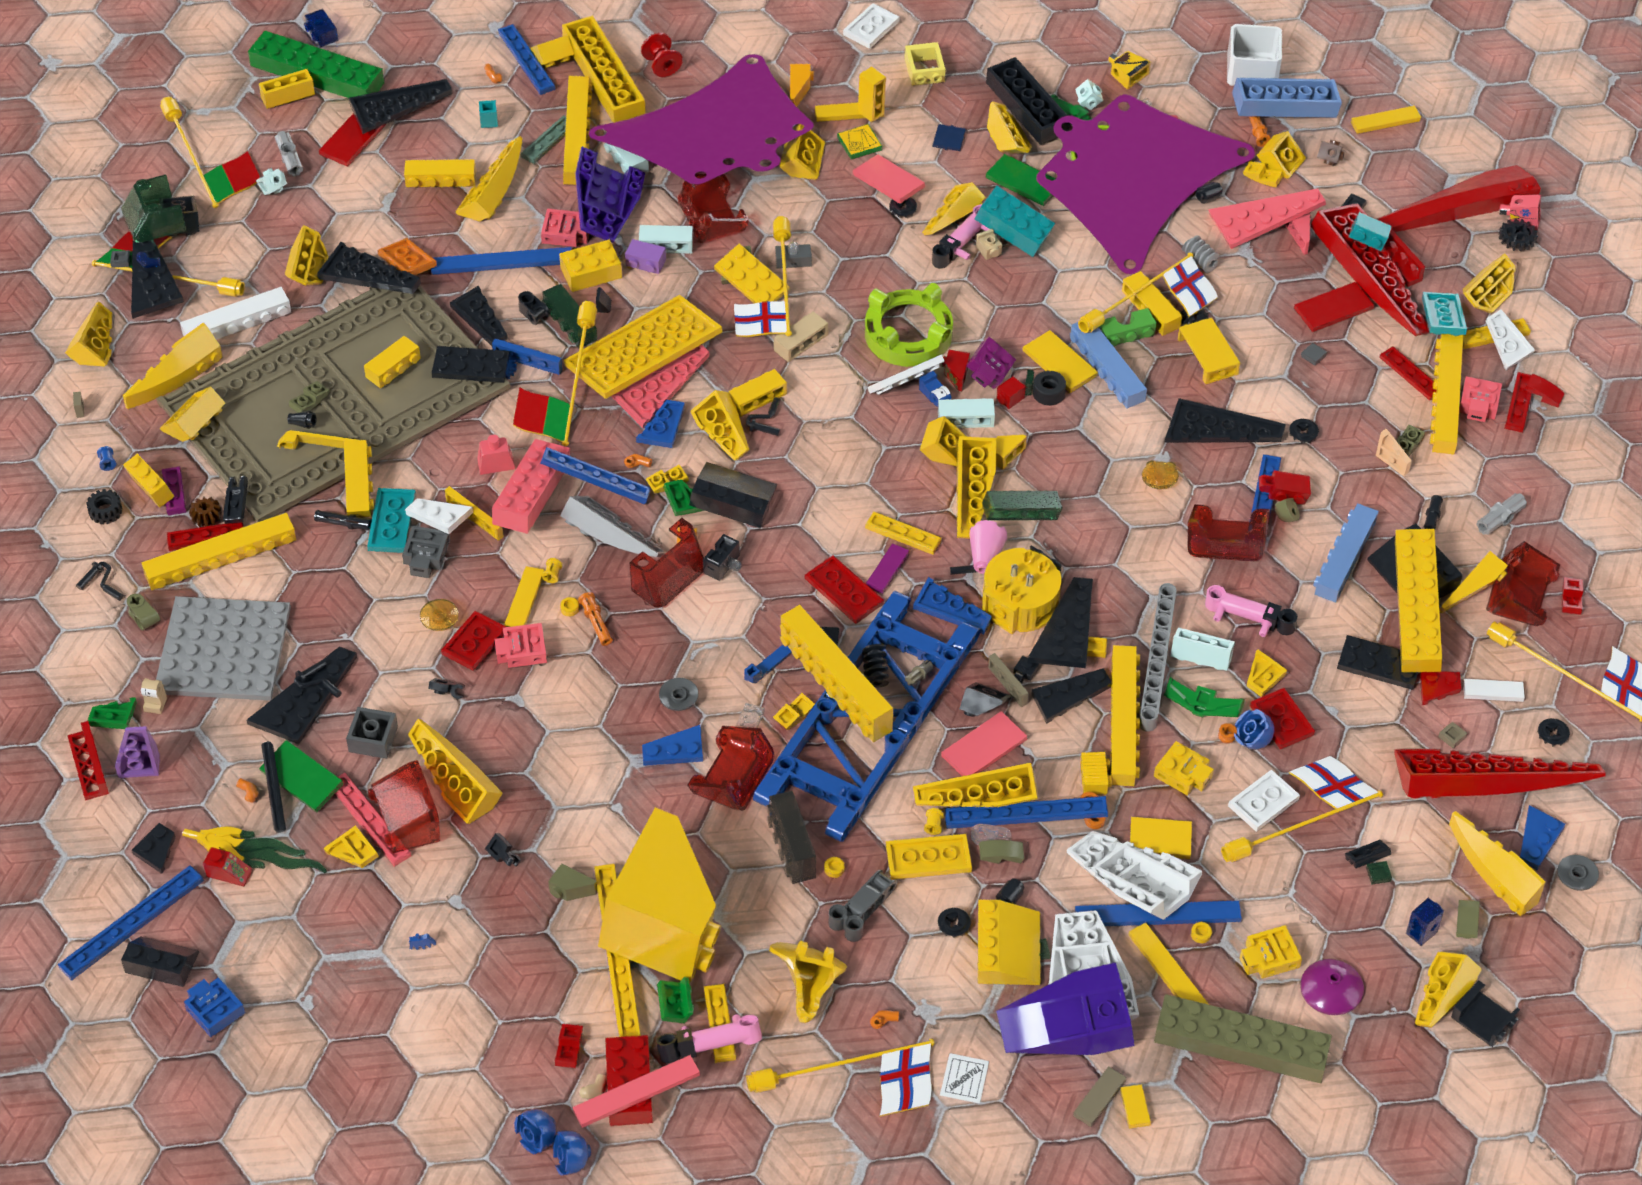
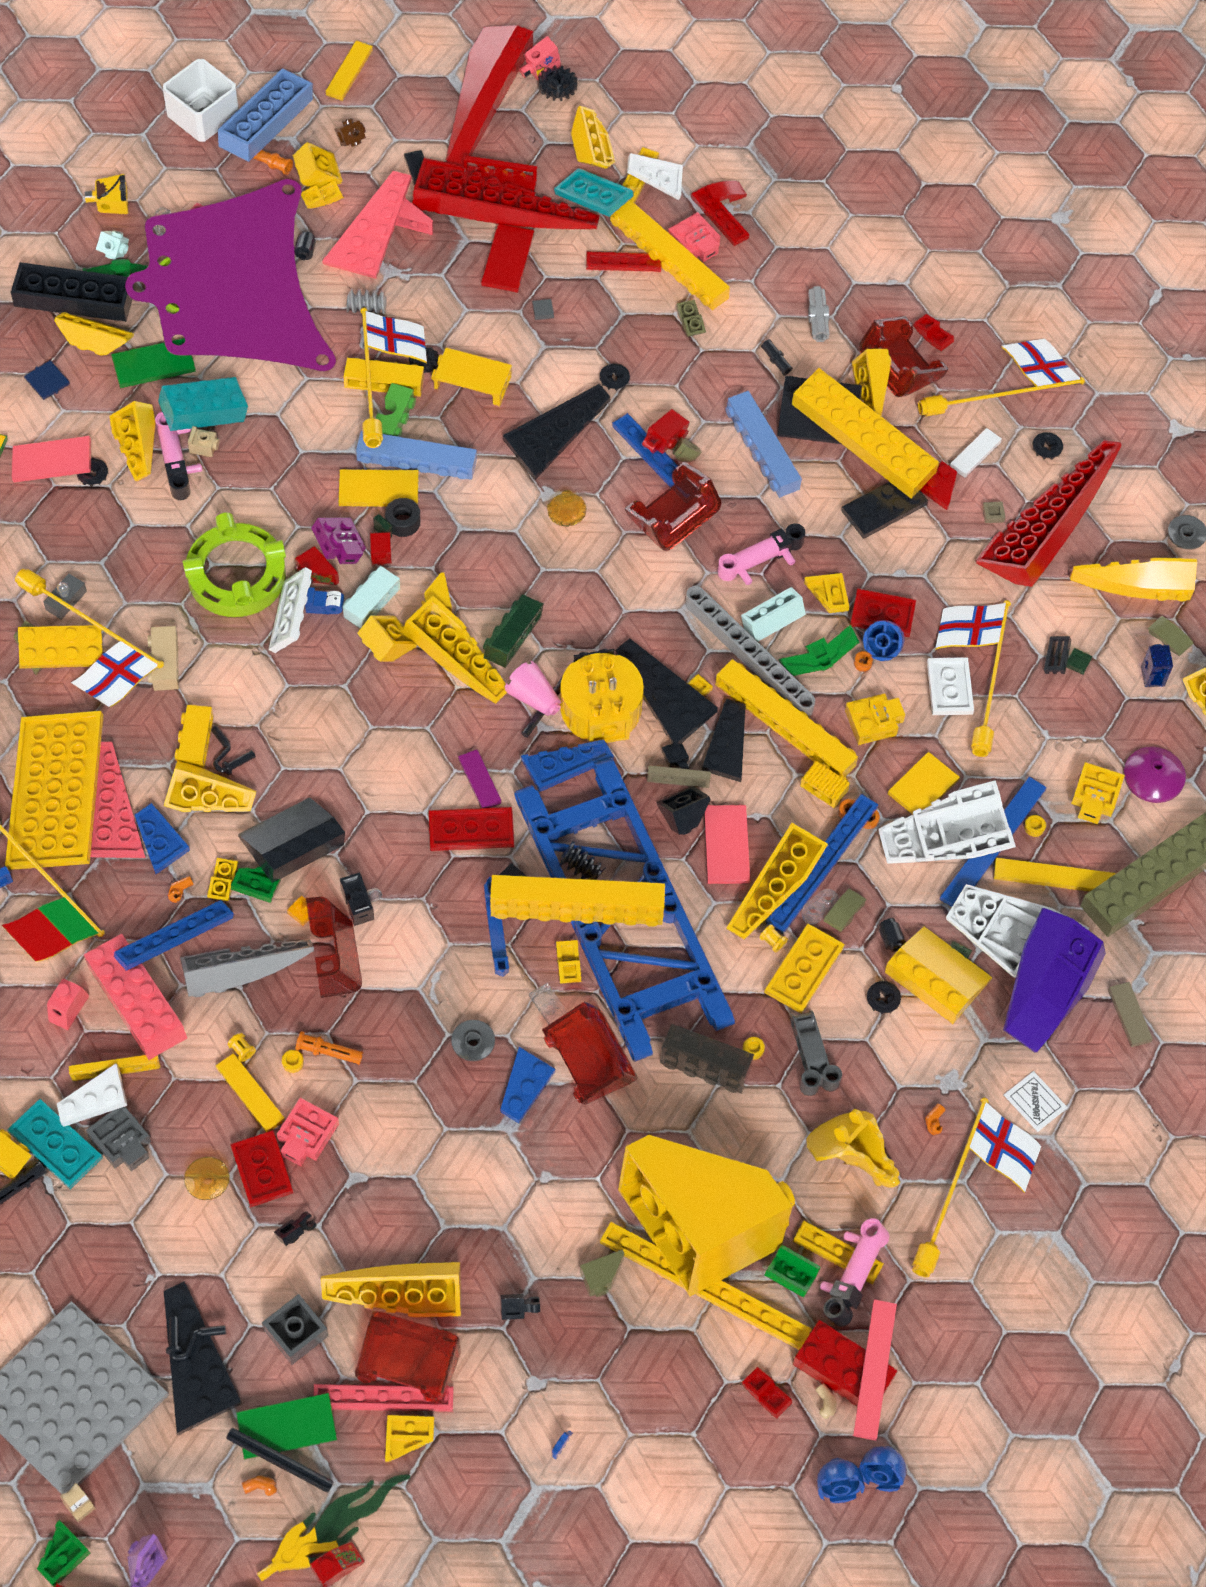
camera: 55 degrees left, 10 degrees up
(903, 533) = (452, 740): yellow tile -> none
(919, 672) = (615, 837): dark tan axle -> none
(1135, 1106) = (1158, 995): yellow tile -> none
(1370, 231) = (468, 172): teal brick -> none
(1392, 453) = (699, 336): light nougat wing -> none
(1539, 836) = (1133, 530): blue wing -> none

